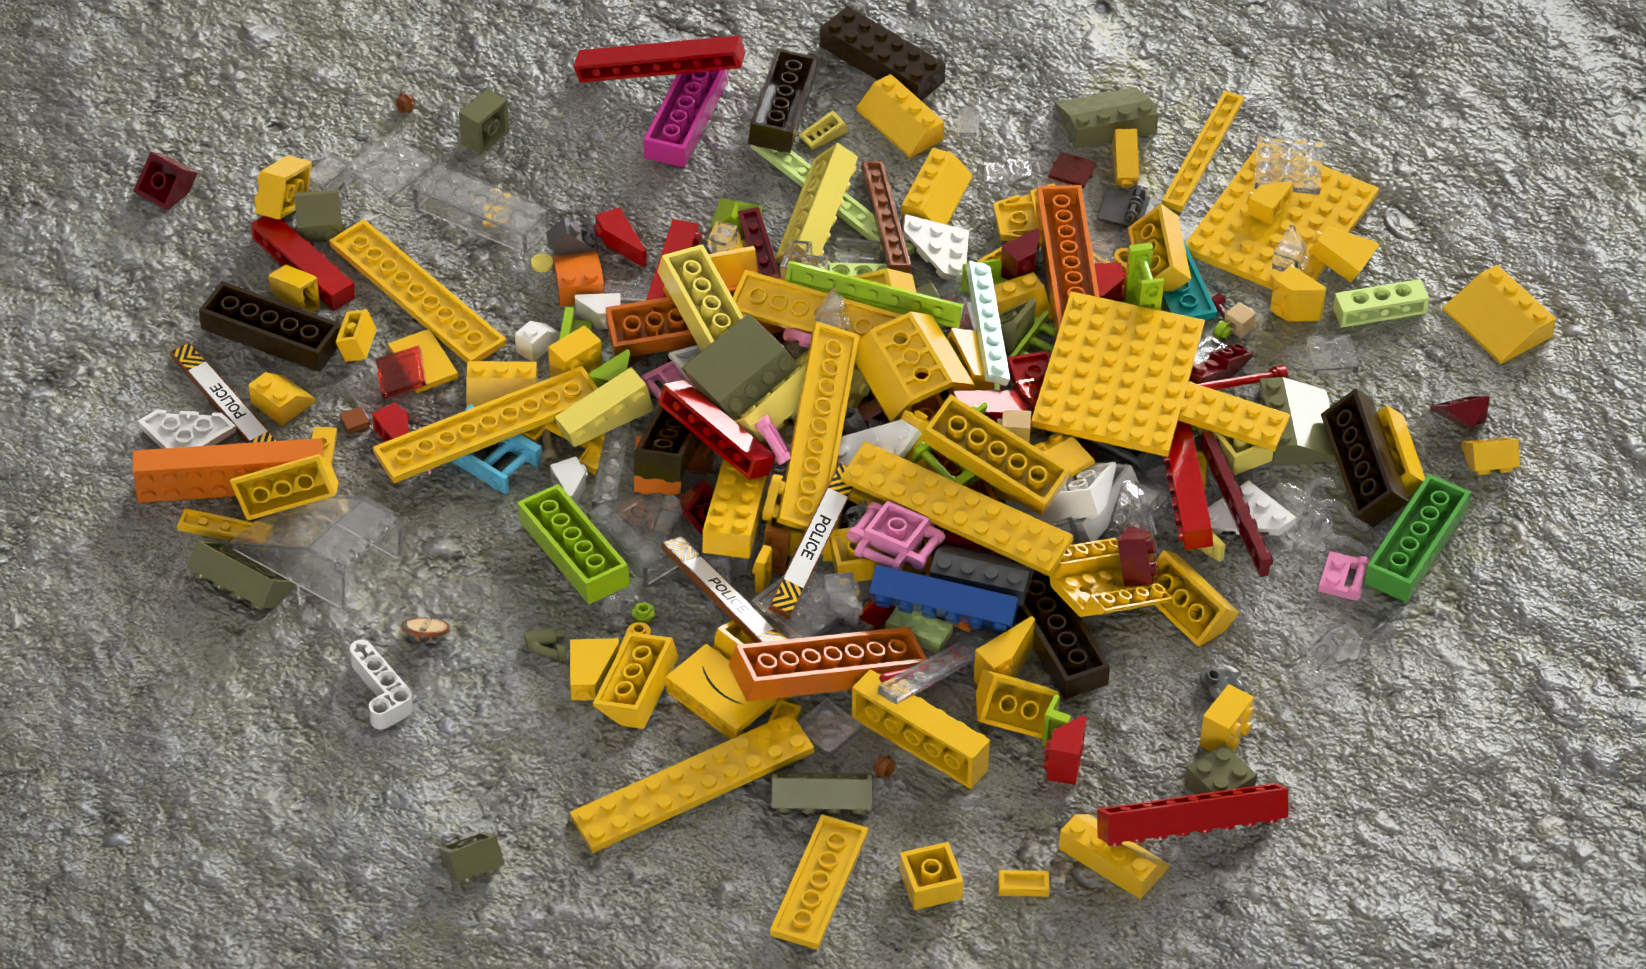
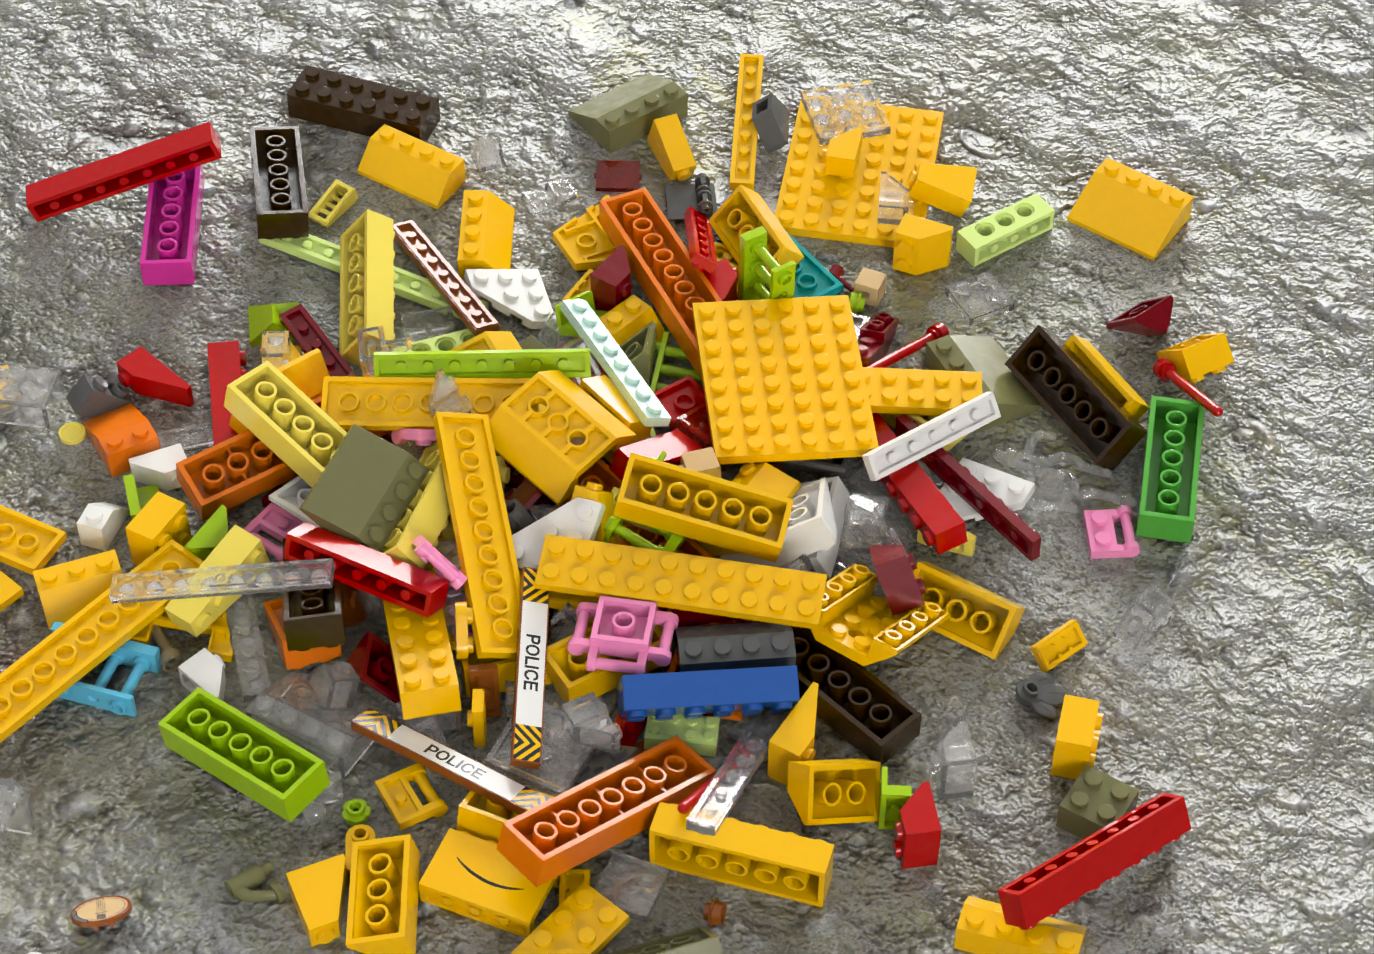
camera: 20 degrees left, 0 degrees up
(604, 407) = (222, 581): none -> clear plate
(681, 613) = (403, 801): none -> yellow plate
(1107, 242) = (700, 241): none -> red plate
(1119, 710) = (954, 762): none -> clear slope
(1220, 453) = (931, 436): none -> white plate
(1222, 157) = (771, 122): none -> dark grey slope
(1253, 649) = (1059, 645): none -> yellow plate
(1459, 458) = (1166, 371): none -> red piece

